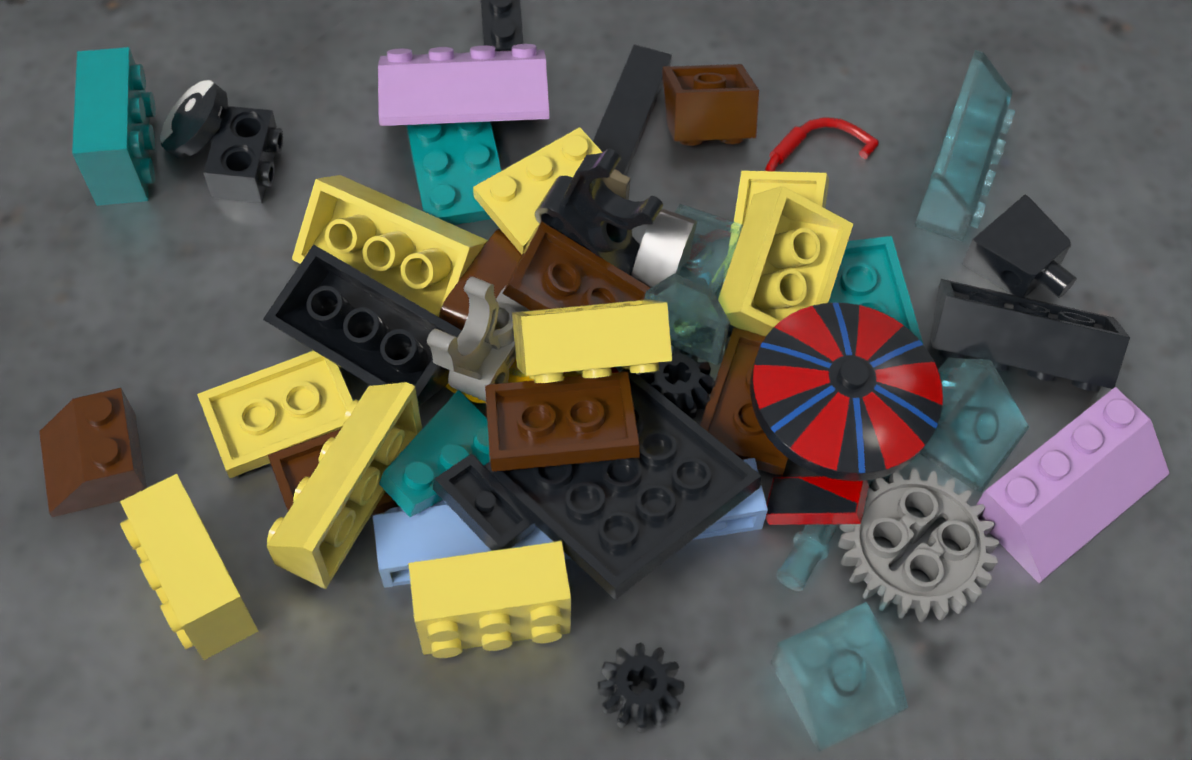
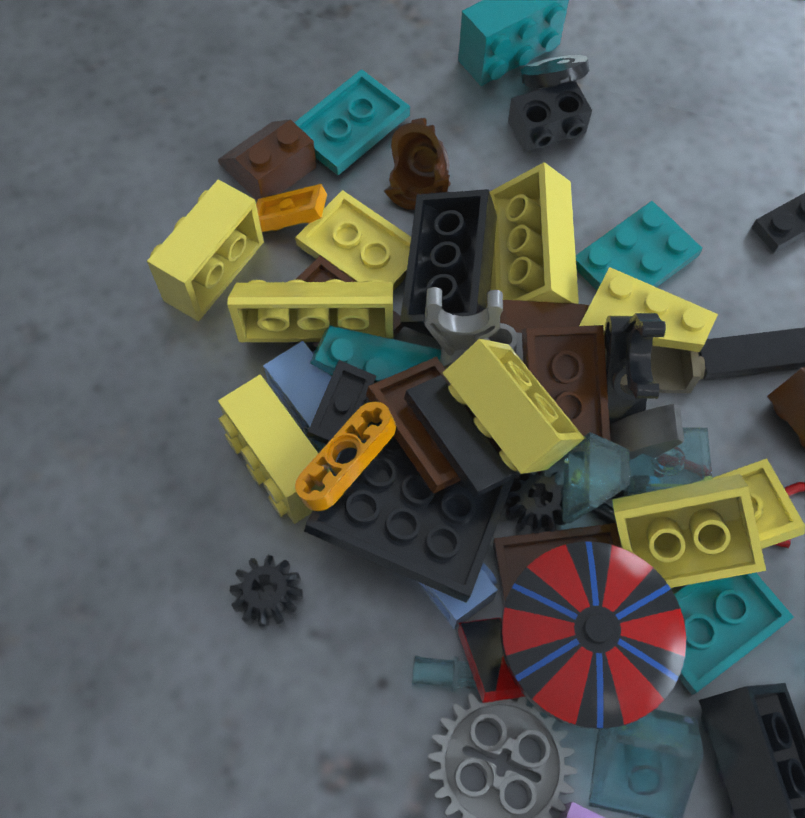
camera: 65 degrees right, 5 degrees up
(105, 342) = (352, 120): none -> teal plate
(188, 450) = (291, 208): none -> light orange plate
(224, 303) = (419, 164): none -> reddish brown helmet
(462, 86) = (703, 220): lavender slope -> none
(590, 537) = (348, 472): none -> light orange beam
(593, 401) = (458, 436): none -> black tile
(840, 676) = (347, 746): clear light blue slope -> none

